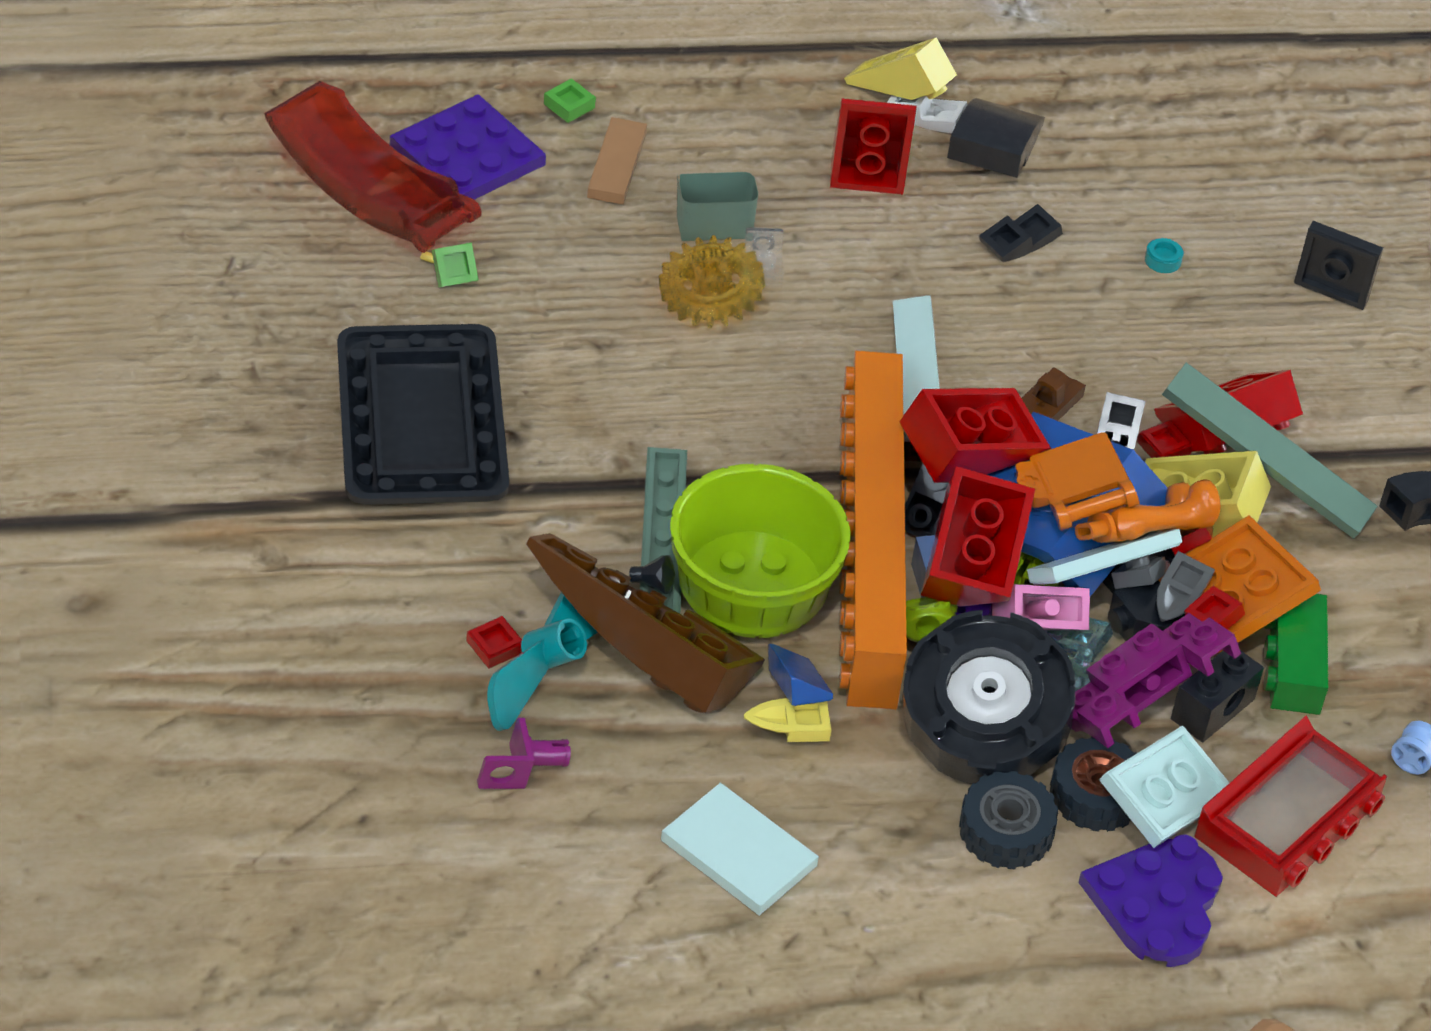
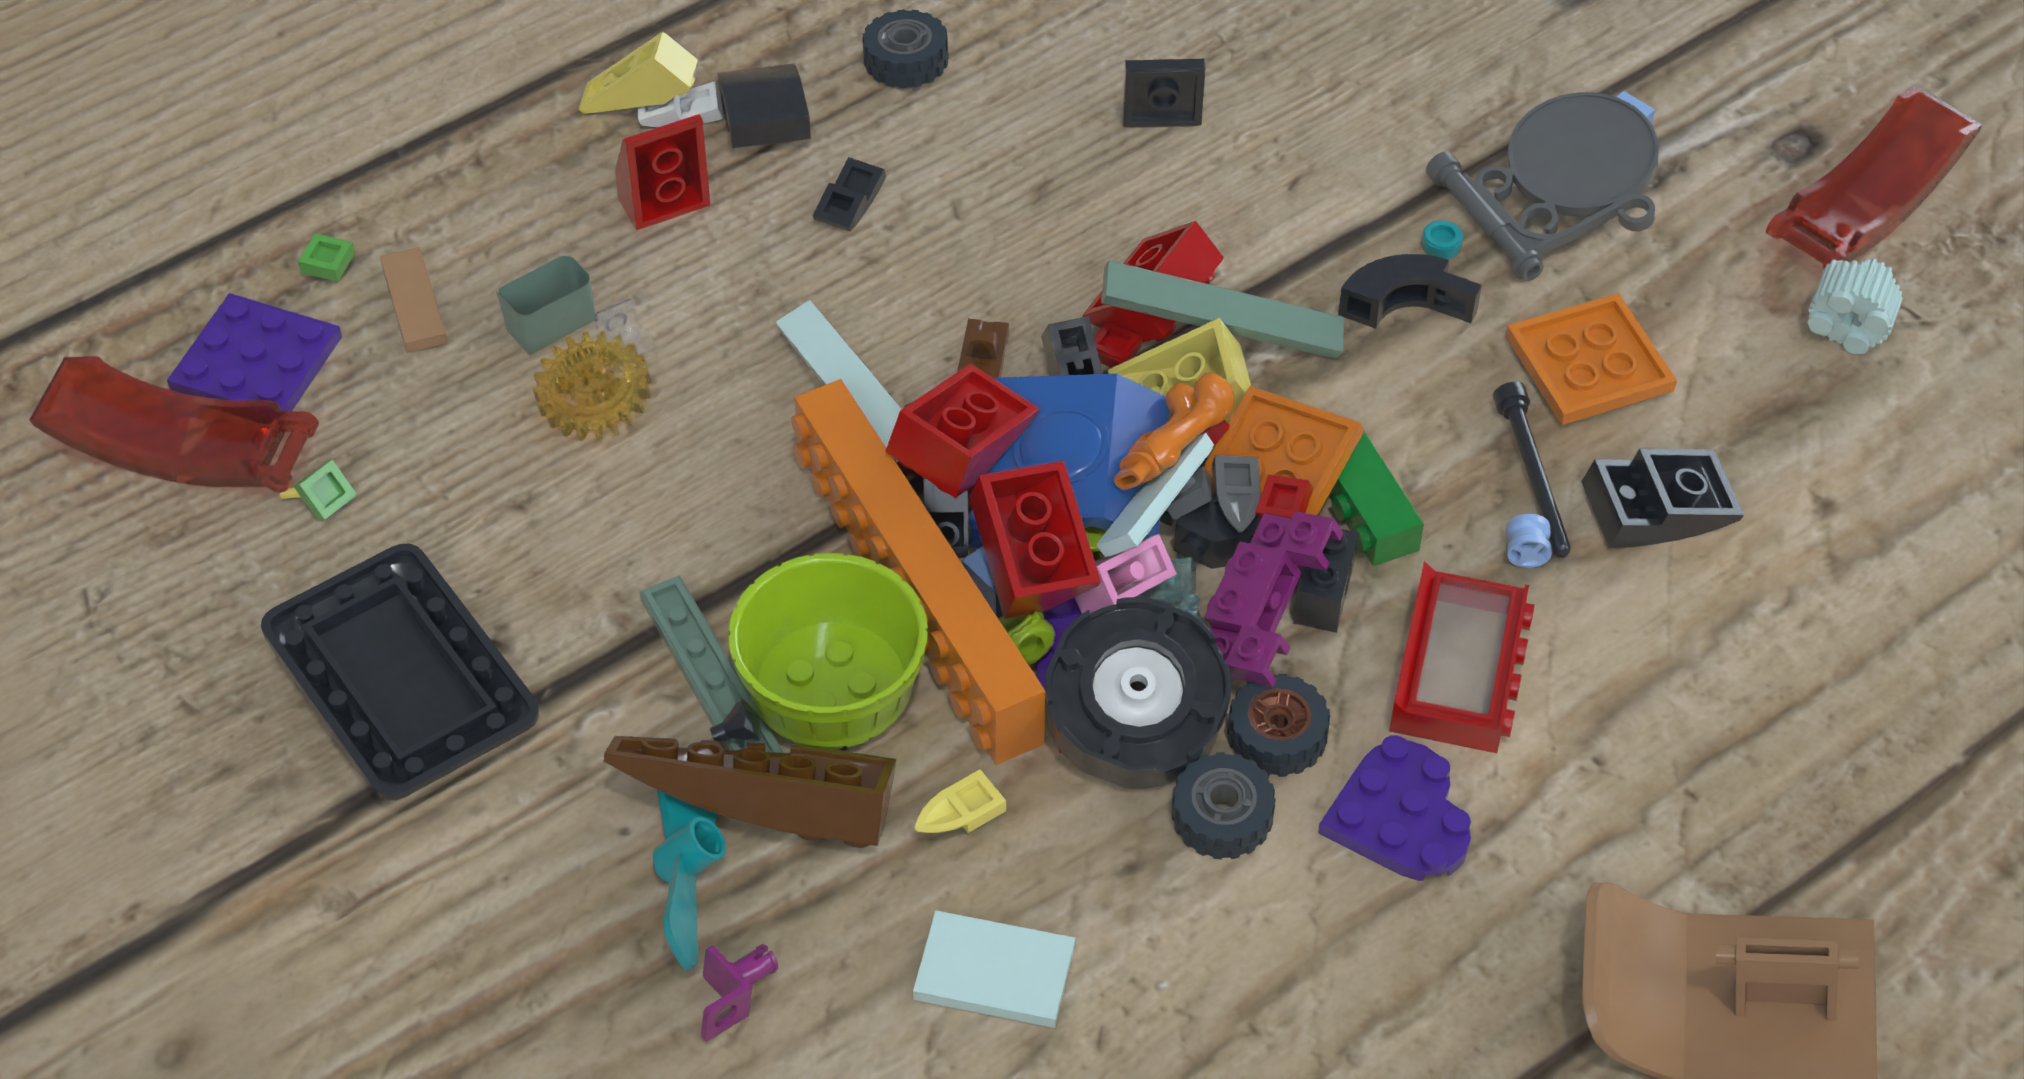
camera: 25 degrees left, 5 degrees up
(494, 642) = (622, 875): red tile -> none
(797, 677) = (939, 762): blue slope -> none
(1075, 474) = (1083, 424): orange piece -> none
(1144, 143) = (905, 48): none -> black wheel
(1164, 255) = (992, 155): teal tile -> none
(1165, 785) = (1346, 696): light aqua tile -> none

